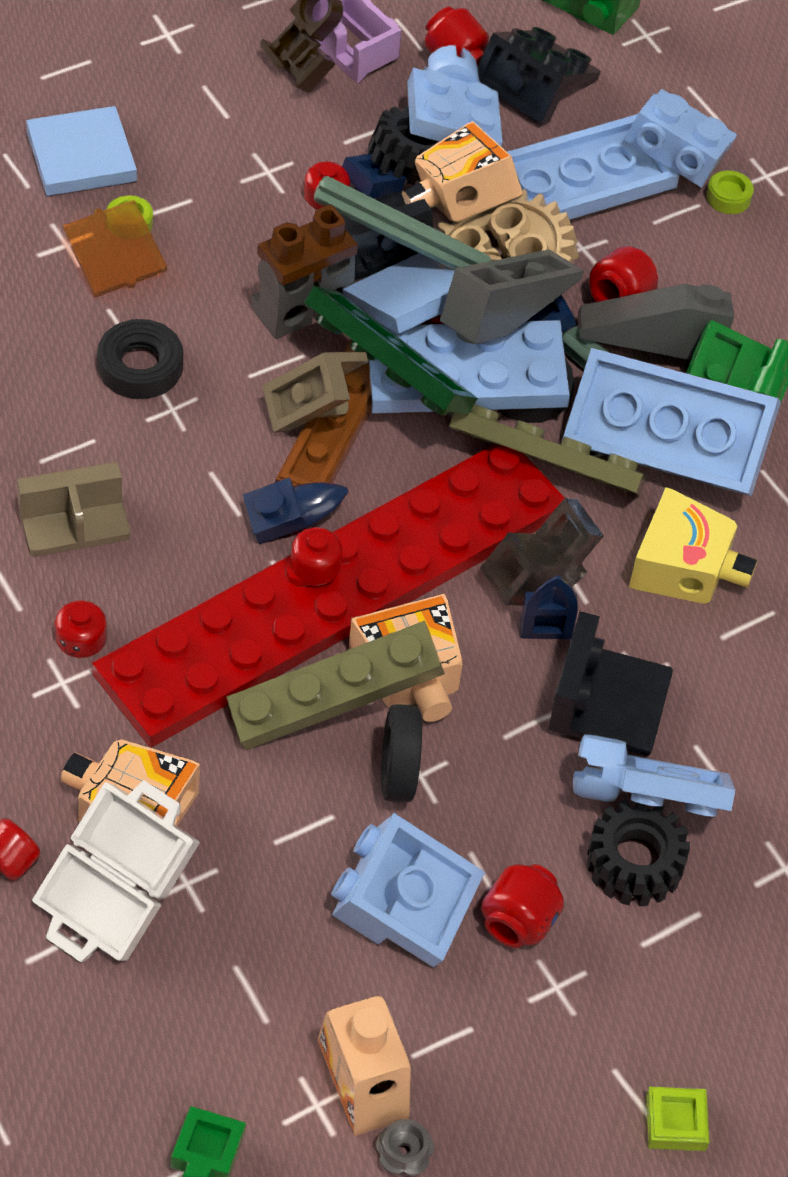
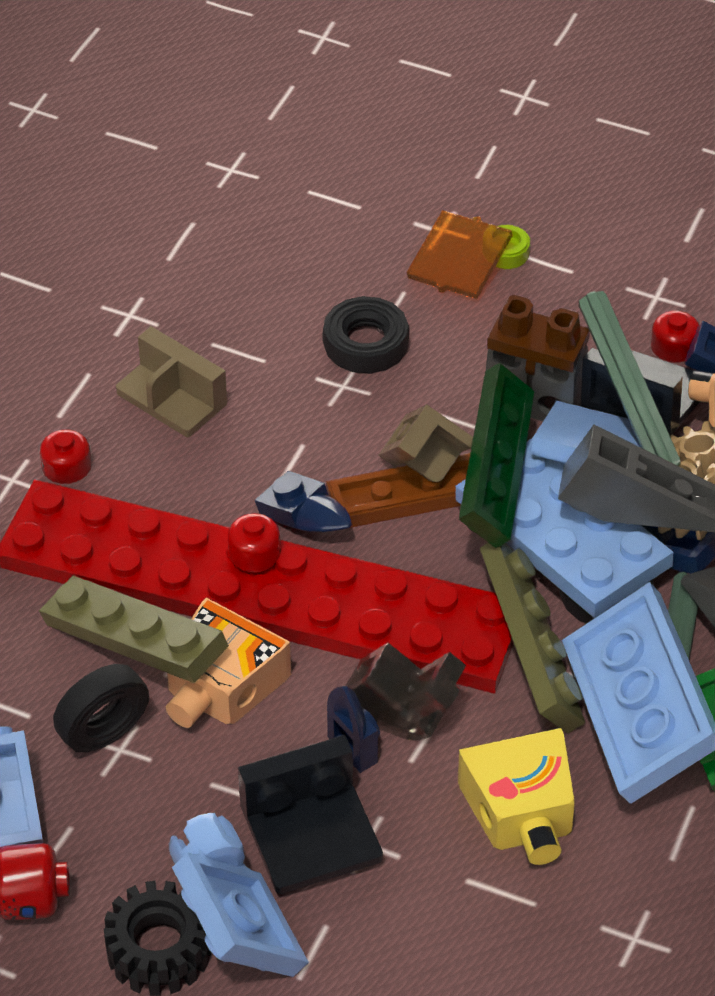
camera: 60 degrees right, 5 degrees down
(81, 150) = (542, 180): light blue tile -> none

